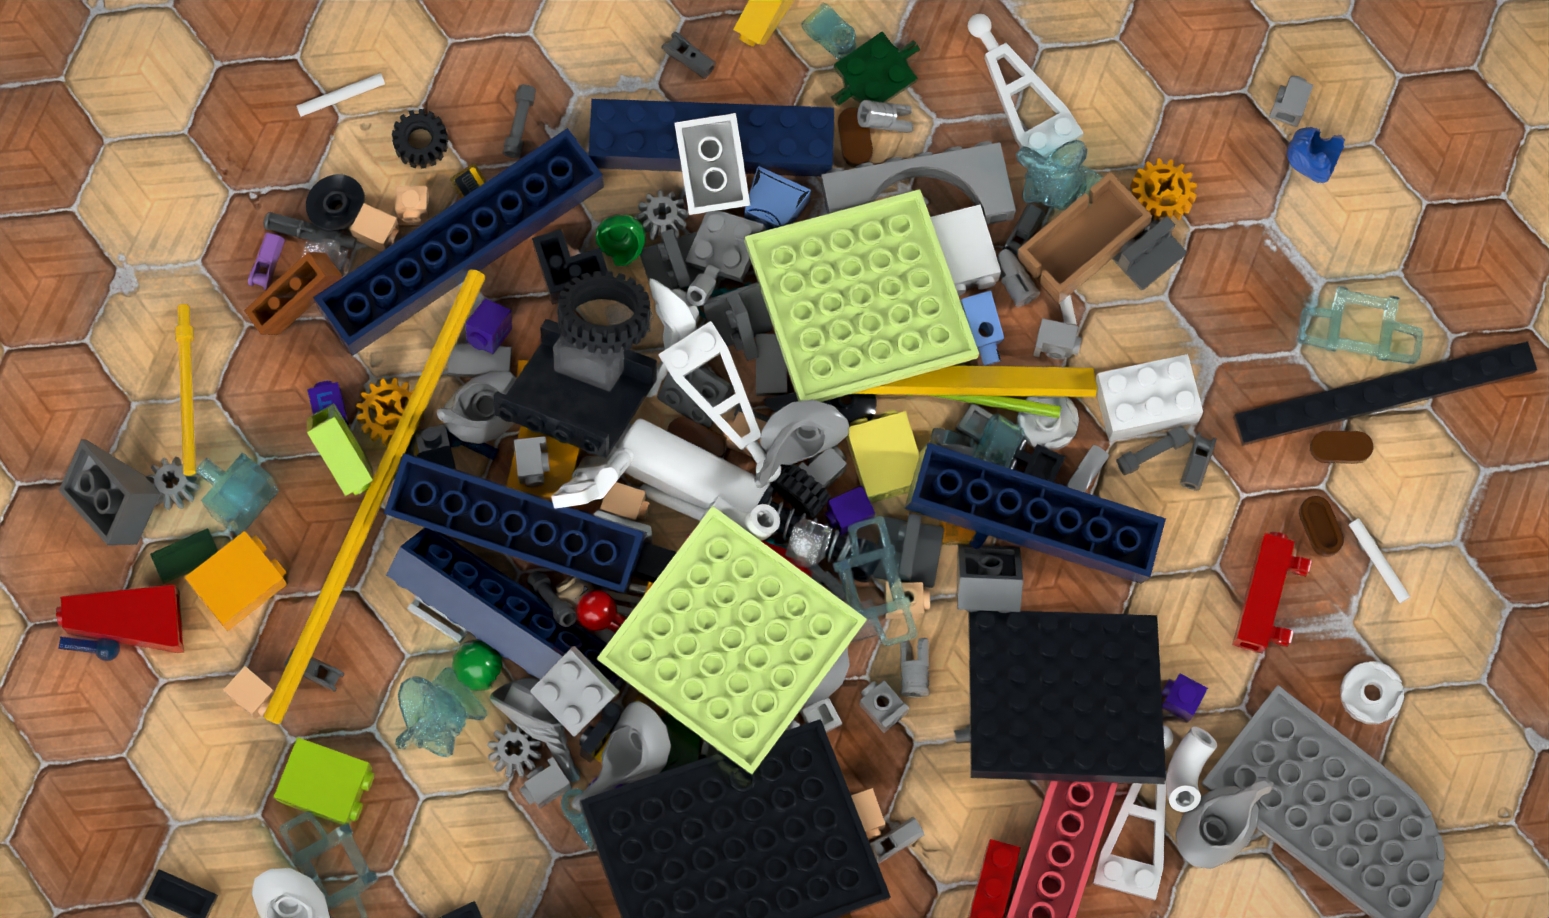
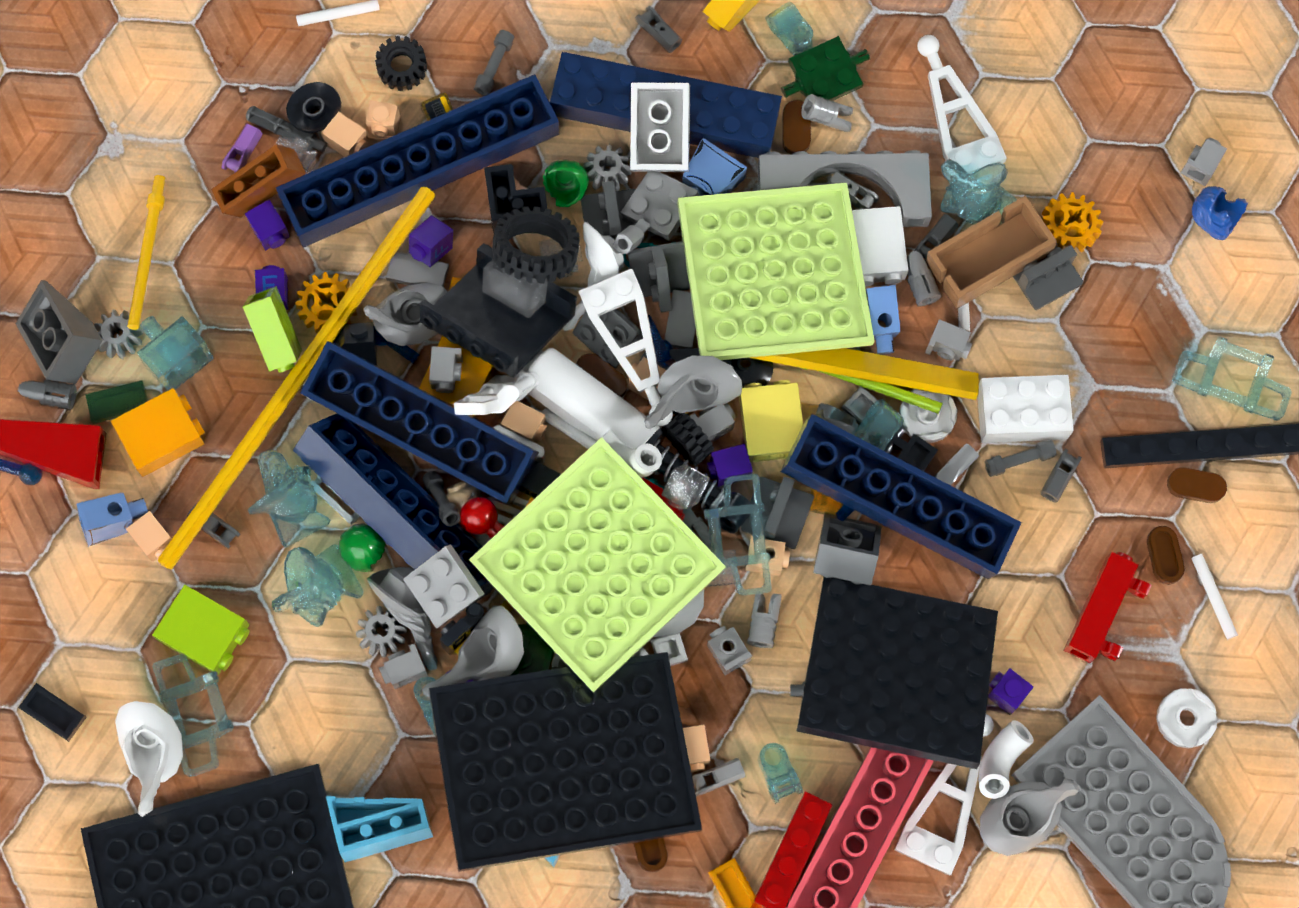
camera: 10 degrees right, 0 degrees up
(103, 558) = (43, 392): none -> dark grey hinge
(192, 686) = (99, 520): none -> medium blue torso
(310, 339) = (267, 225): none -> dark purple brick
(389, 627) = (290, 501): none -> clear light blue helmet
(755, 396) = (661, 346): none -> clear blue bar
(944, 204) = (854, 188): none -> light grey bar
(959, 826) = (779, 774): none -> clear light blue piece

